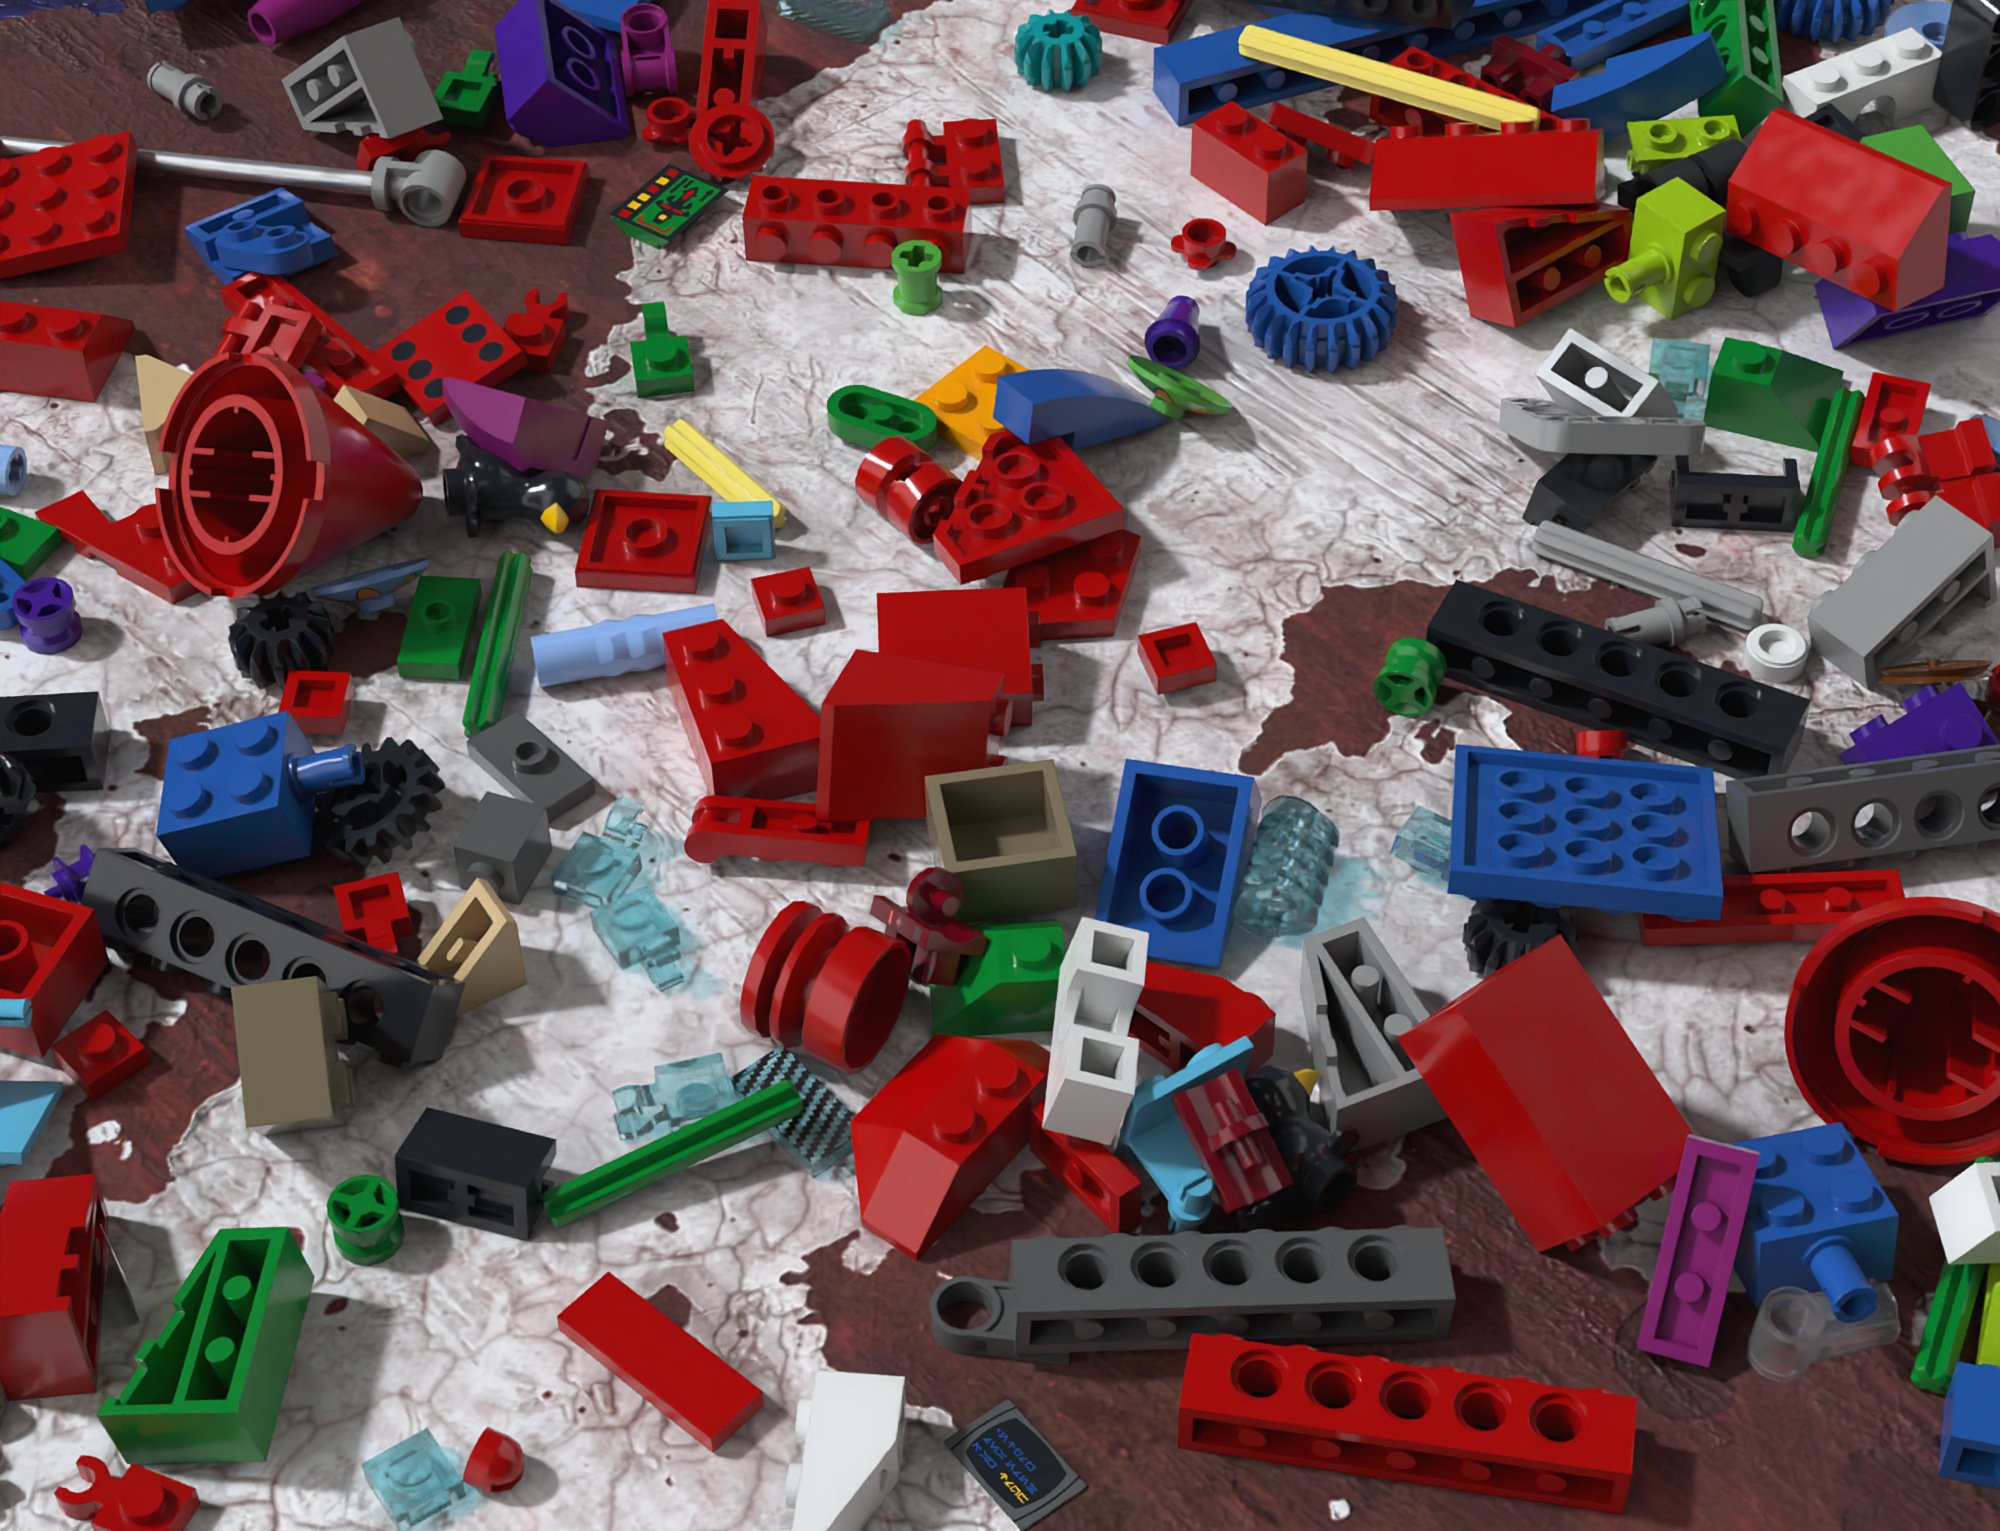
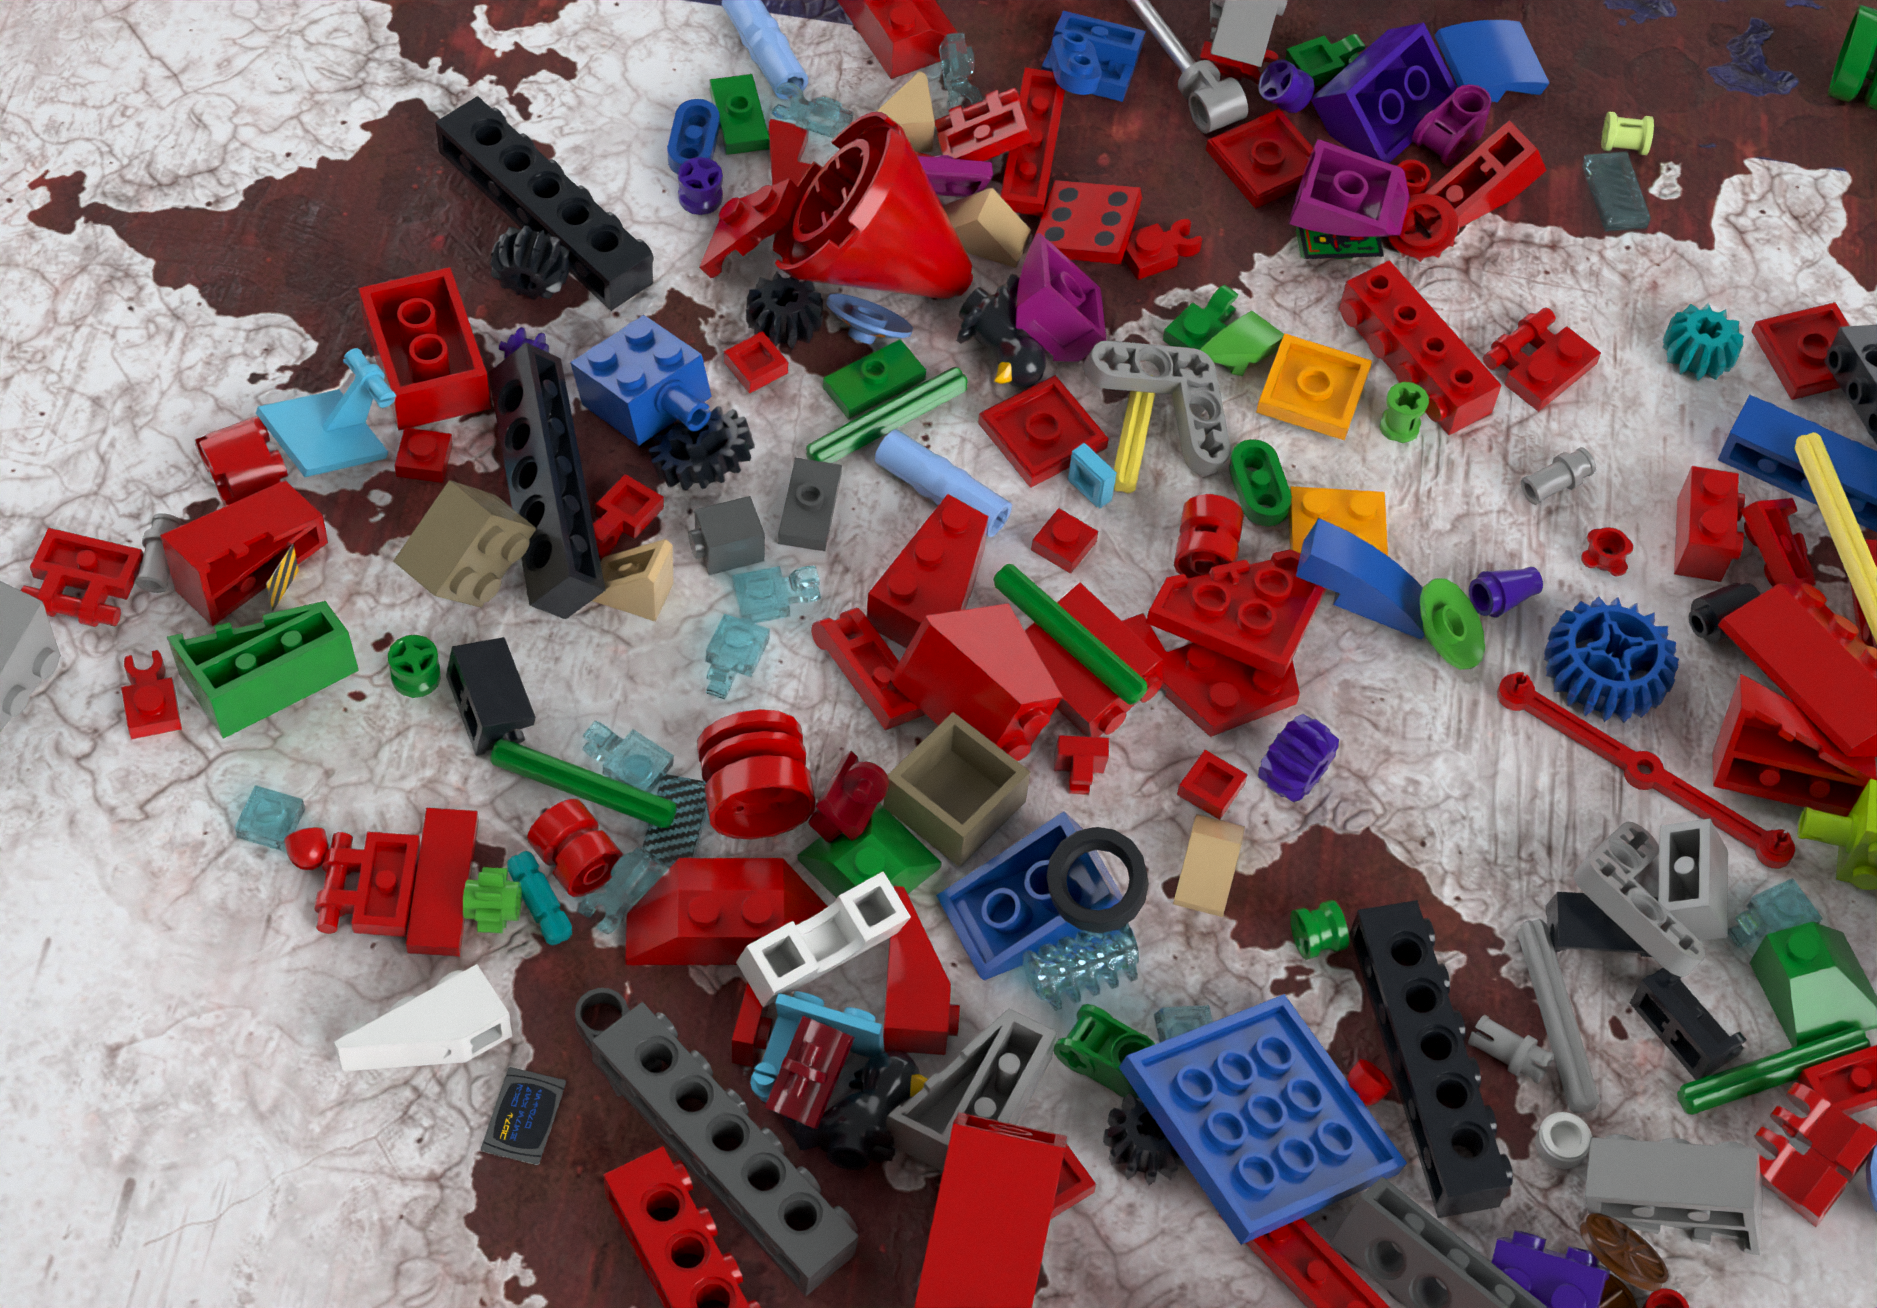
camera: 45 degrees right, 10 degrees up
(83, 470) = (818, 115): none -> clear light blue plate
(150, 596) = (748, 222): none -> red wing
(157, 332) = (957, 64): none -> clear light blue plate
(461, 124) = (1286, 86): none -> dark purple wheel
(614, 1413) = (384, 884): none -> red plate
(641, 162) = (1350, 194): none -> magenta slope
(715, 340) = (1243, 342): none -> bright green slope
(721, 395) = (1183, 387): none -> light grey beam
(738, 1319) = (492, 900): none -> bright green gear
(748, 1204) = (571, 840): none -> red wheel
(768, 1282) = (540, 898): none -> teal axle
(819, 320) = (1314, 386): none -> light orange plate
(835, 1174) = (629, 883): none -> clear light blue plate
(929, 634) = (1070, 634): none -> green axle
(1057, 734) = (1081, 758): none -> red tile
(1220, 570) = (1298, 758): none -> dark purple gear
(1241, 727) = (1087, 841): none -> black tyre
(1260, 715) = (1209, 865): none -> tan slope
(1289, 396) = (1771, 847): none -> red piece
(1345, 210) = (1713, 607): none -> black brick
(1403, 907) = (1100, 1048): none -> green piece

